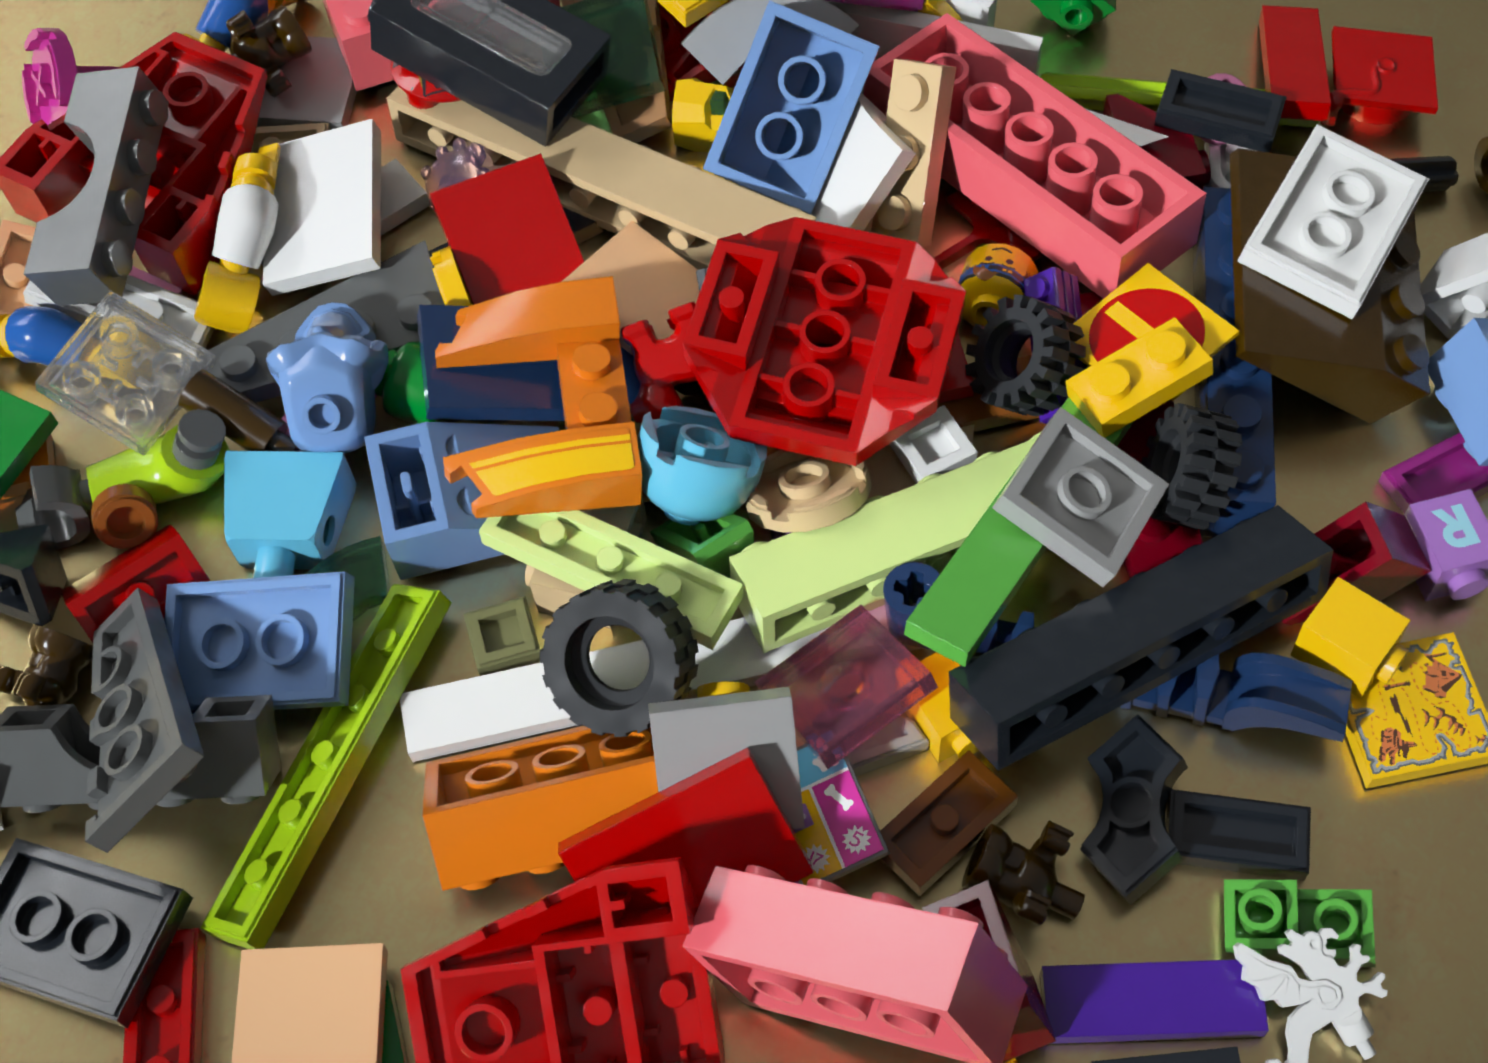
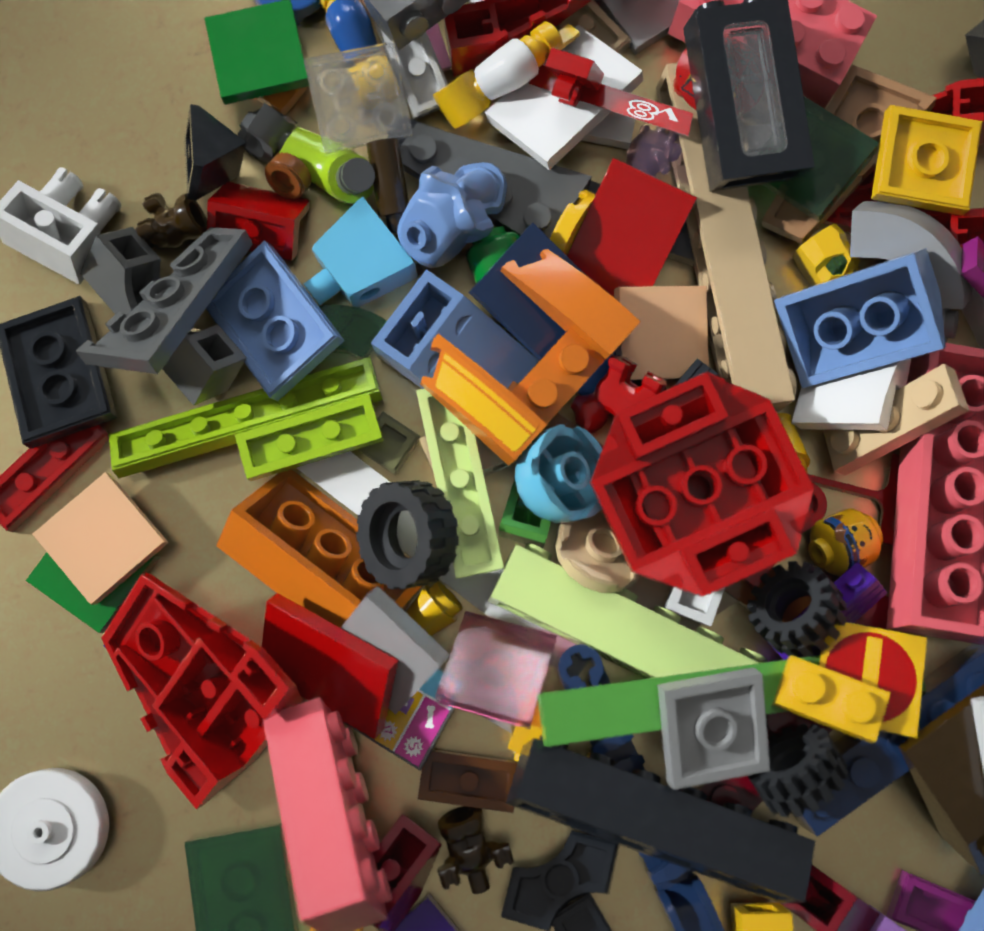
camera: 50 degrees right, 20 degrees up
(313, 168) = (572, 74): none -> red tile
(372, 161) = (625, 104): none -> red sticker
(420, 698) = (309, 437): none -> lime plate

